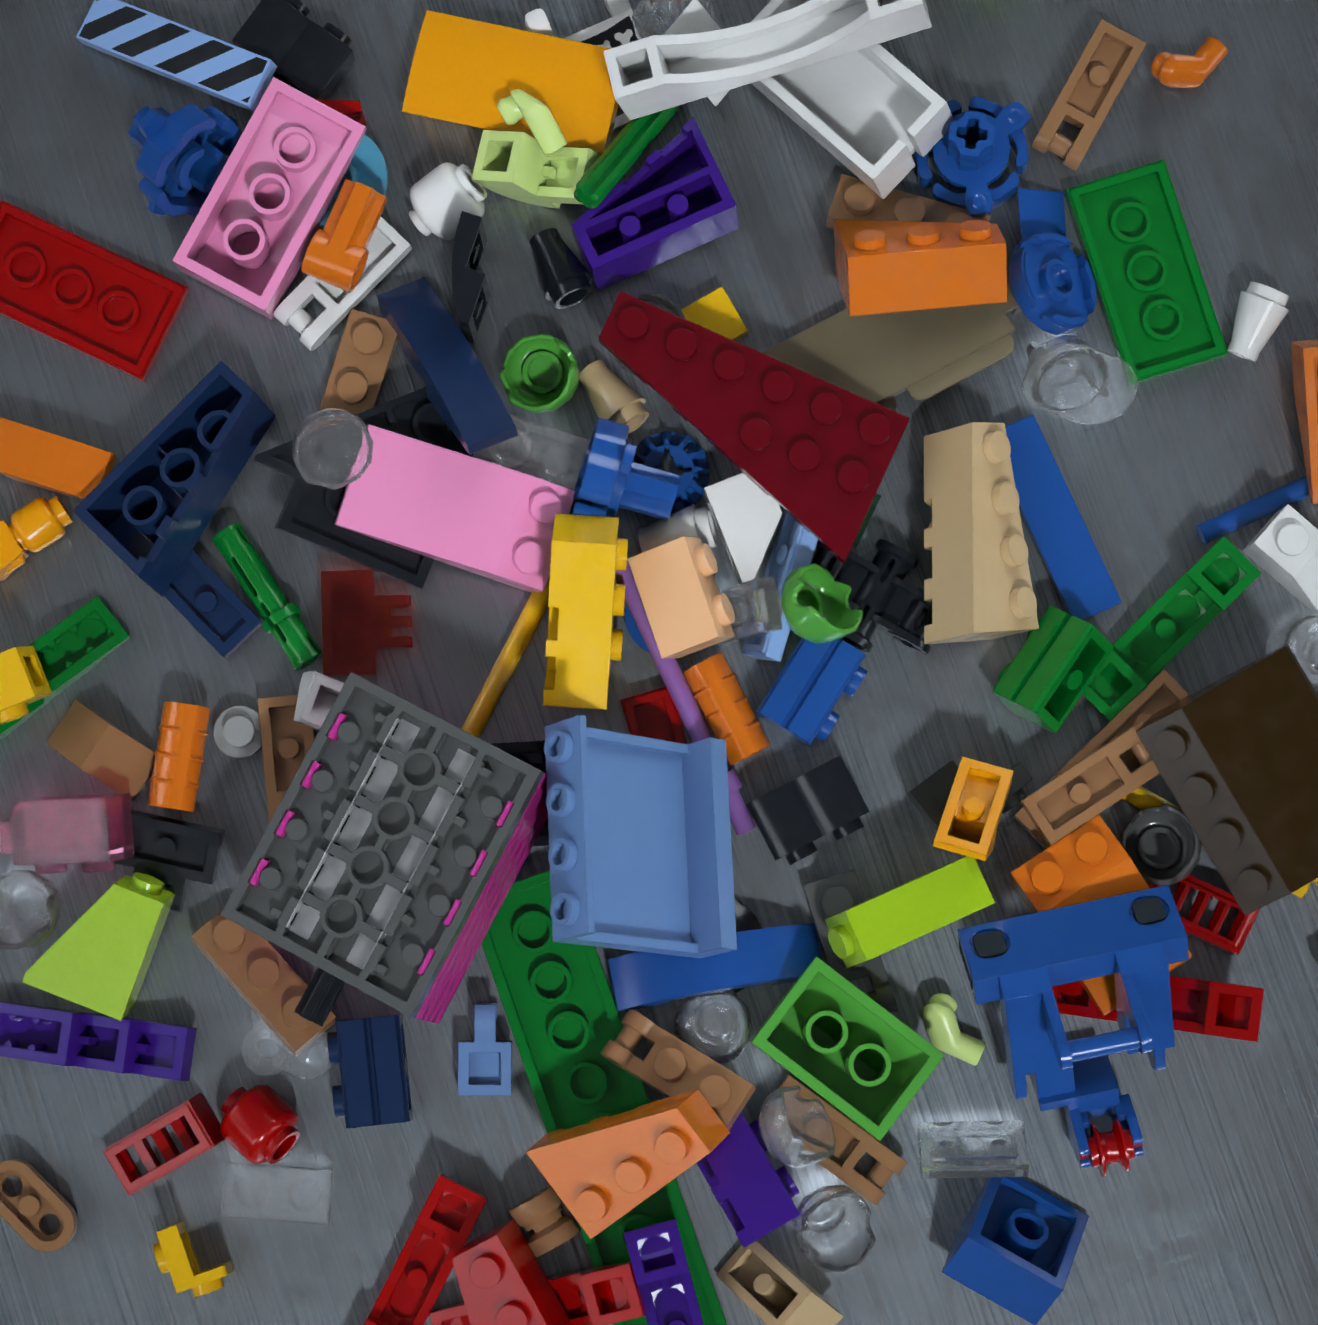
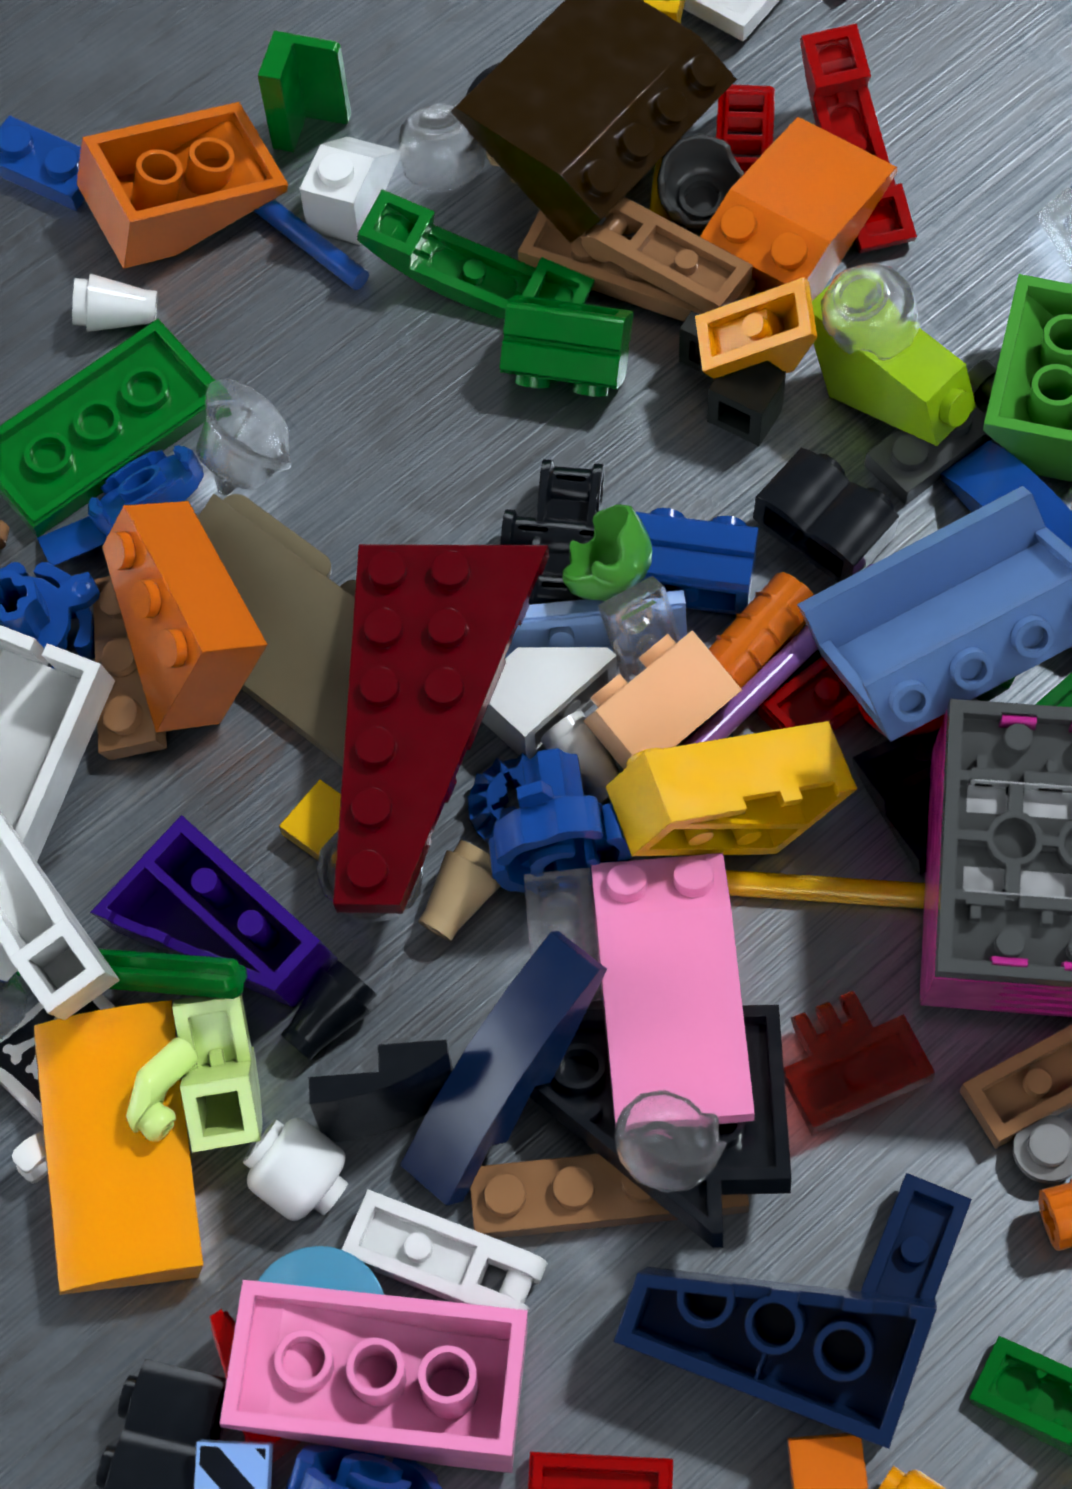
camera: 105 degrees left, 20 degrees down
(274, 607) = (885, 1162): green pin -> none
(315, 698) = (967, 1054): white slope -> none
(340, 249) = (411, 1259): orange piece -> none
(540, 373) = (464, 972): bright green hair -> none
(938, 900) = (871, 310): none -> clear hair
(945, 1032) = (984, 314): yellowish green arm -> none
(975, 538) = (458, 454): tan wedge -> none
(1030, 954) = (959, 184): blue container -> none
(1057, 525) = (402, 415): blue tile -> none

